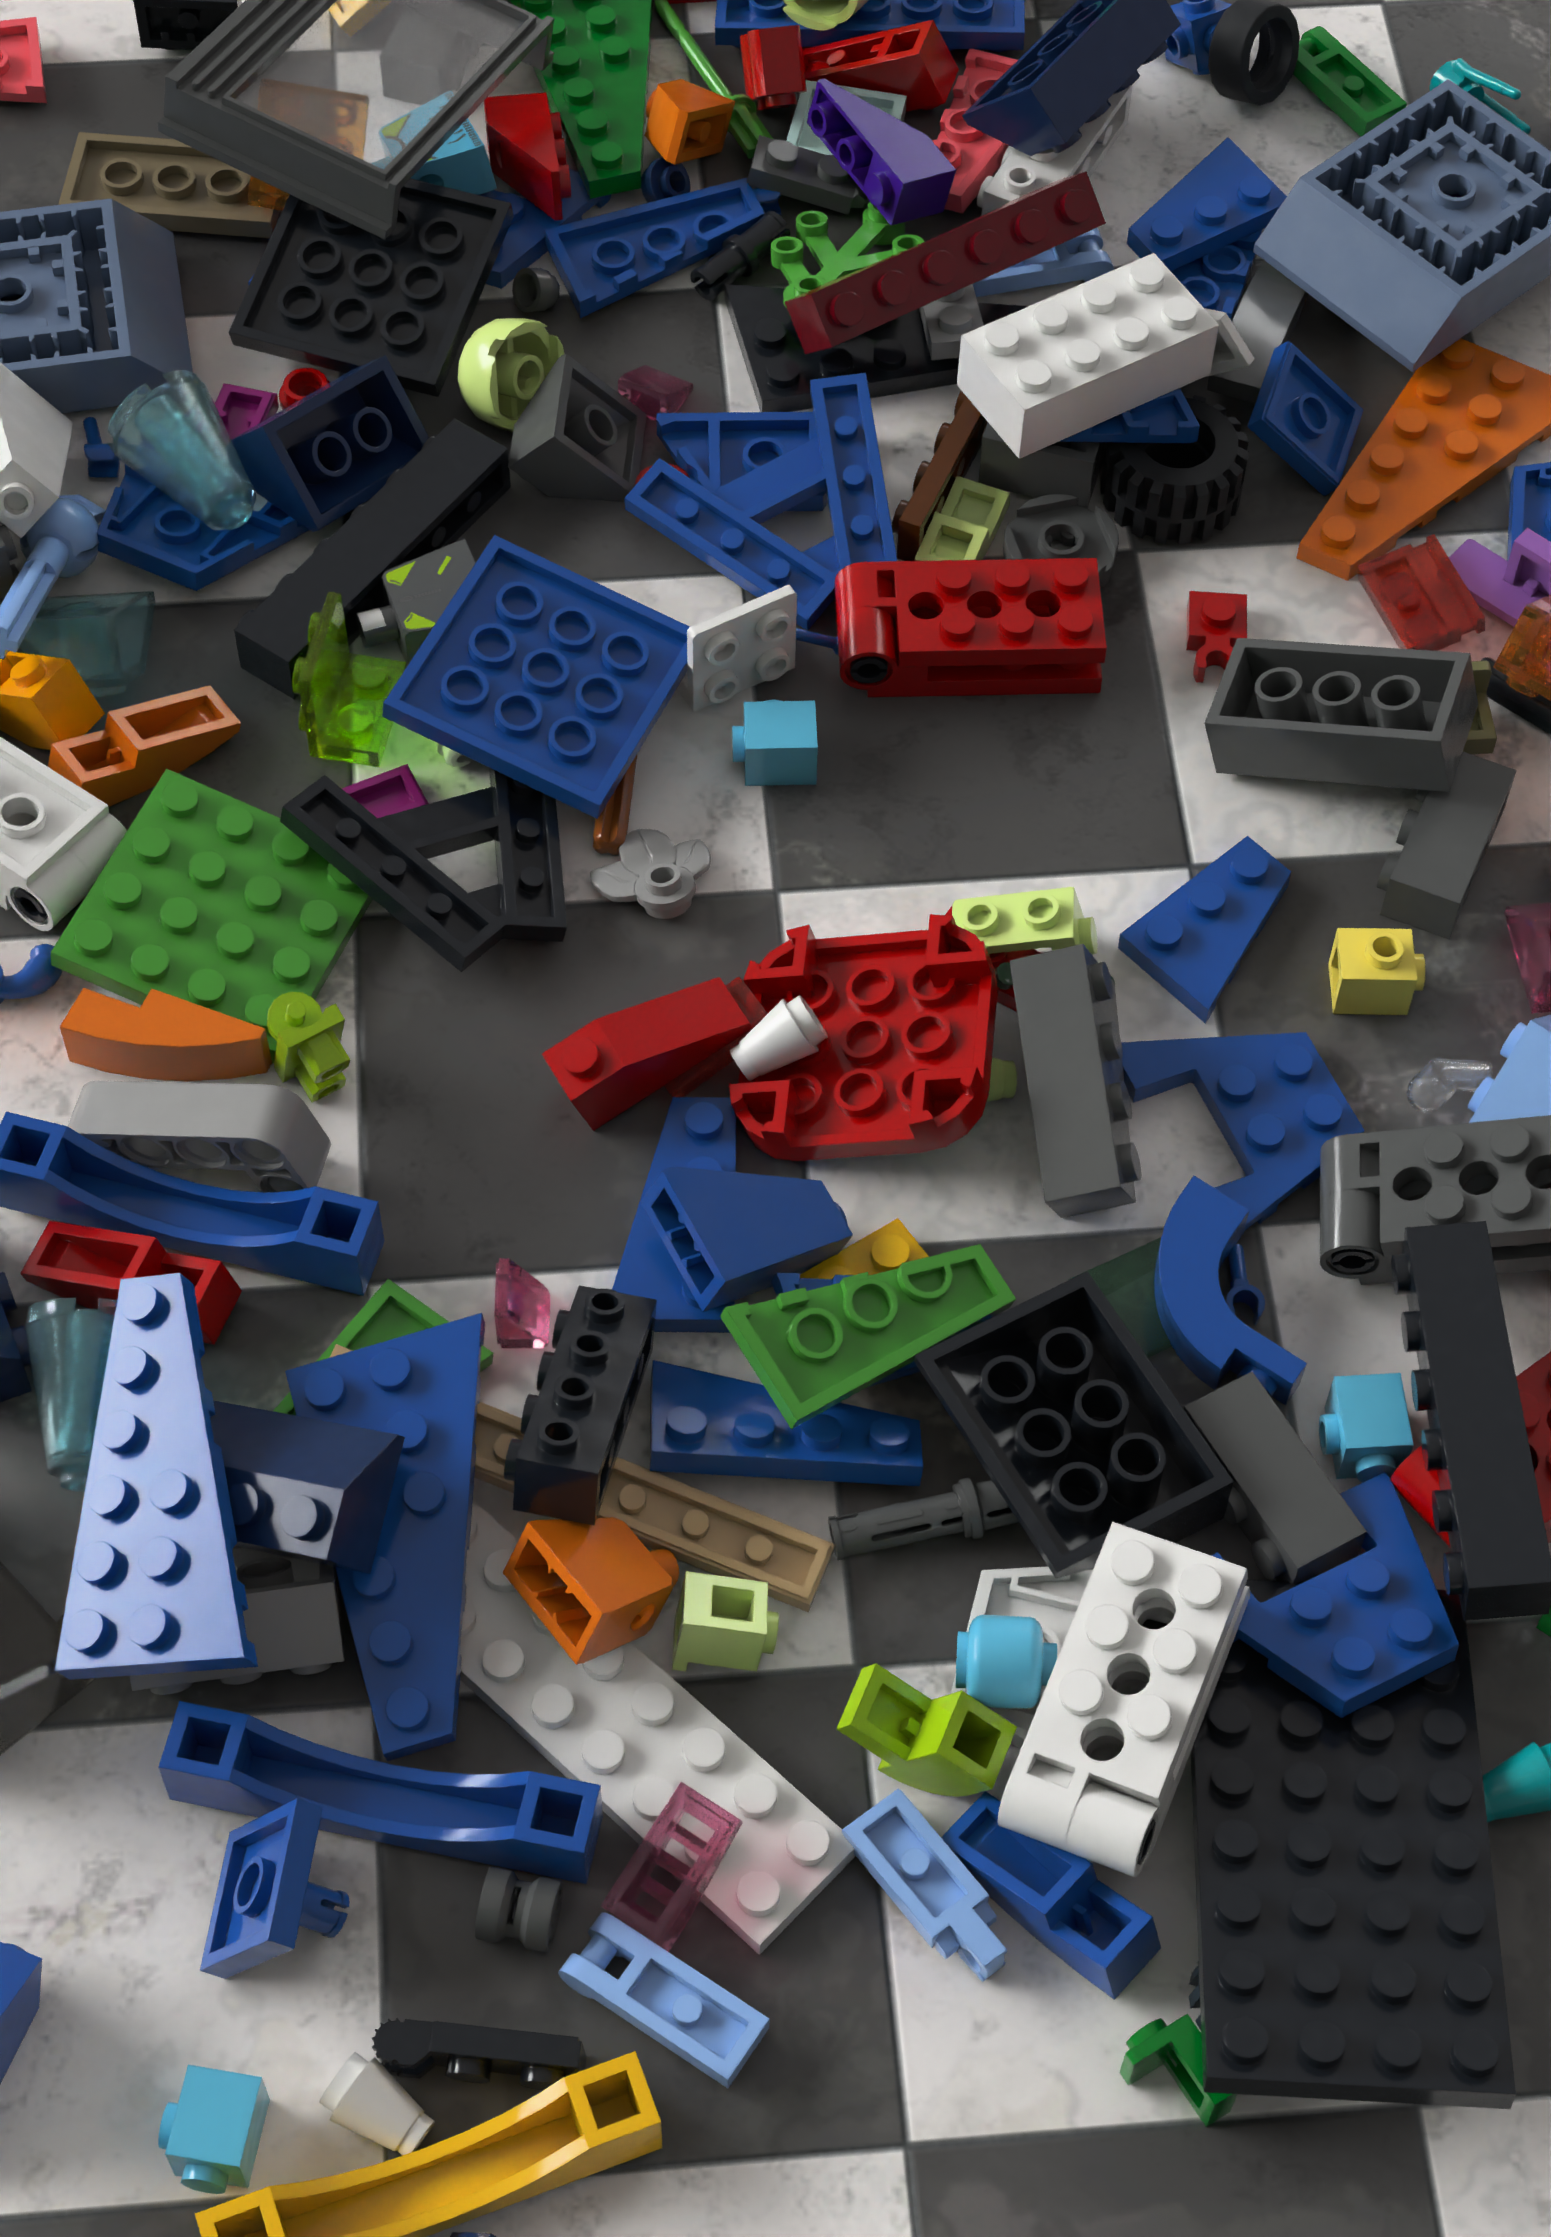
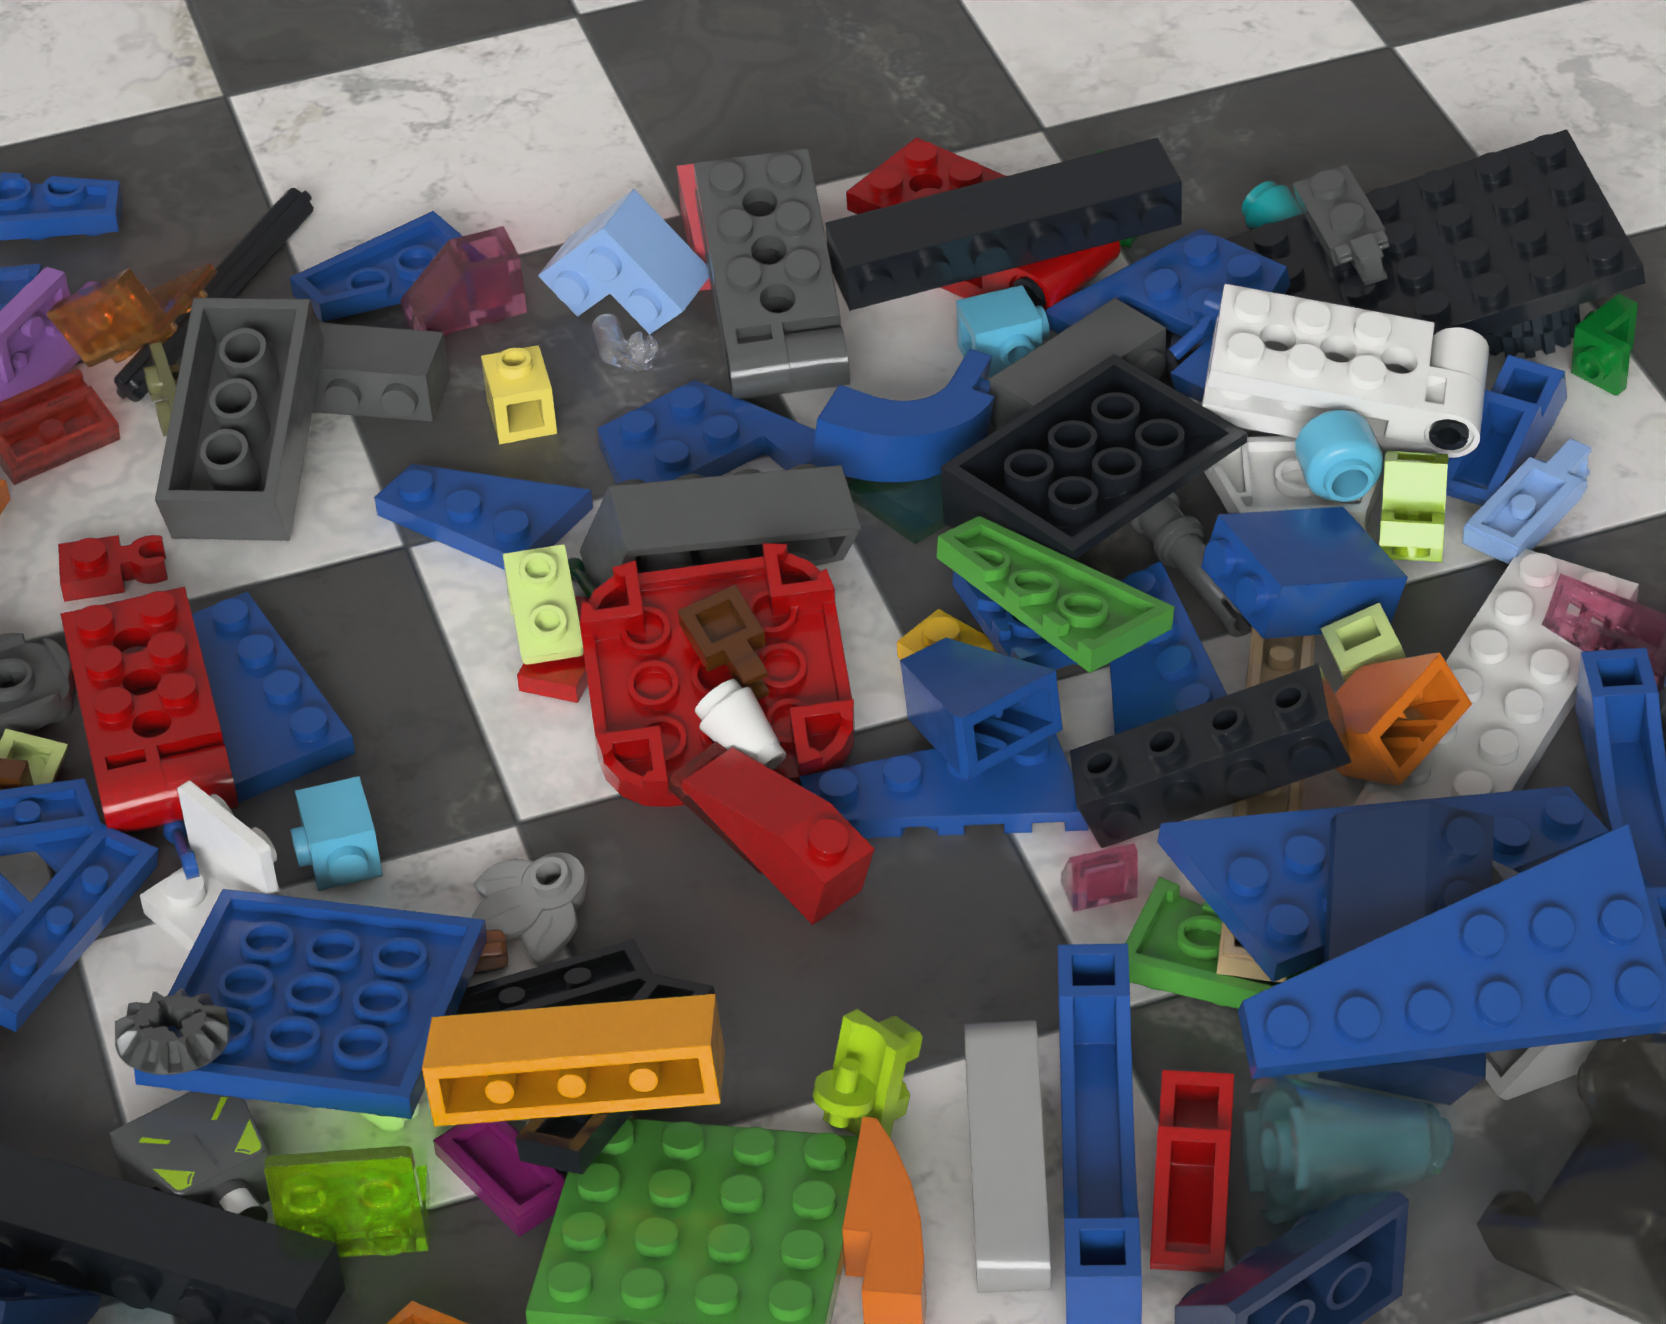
camera: 100 degrees left, 15 degrees down
(370, 816) = (574, 1060): none -> light orange brick
(487, 567) = (150, 1047): none -> dark grey gear
(851, 1583) = (1300, 569): none -> blue brick
(881, 1029) = (728, 634): none -> reddish brown plate
(988, 725) = (264, 700): none -> blue wing
(1268, 1608) = (1204, 326): none -> blue hand
(1410, 1790) = (1344, 221): none -> dark grey hinge

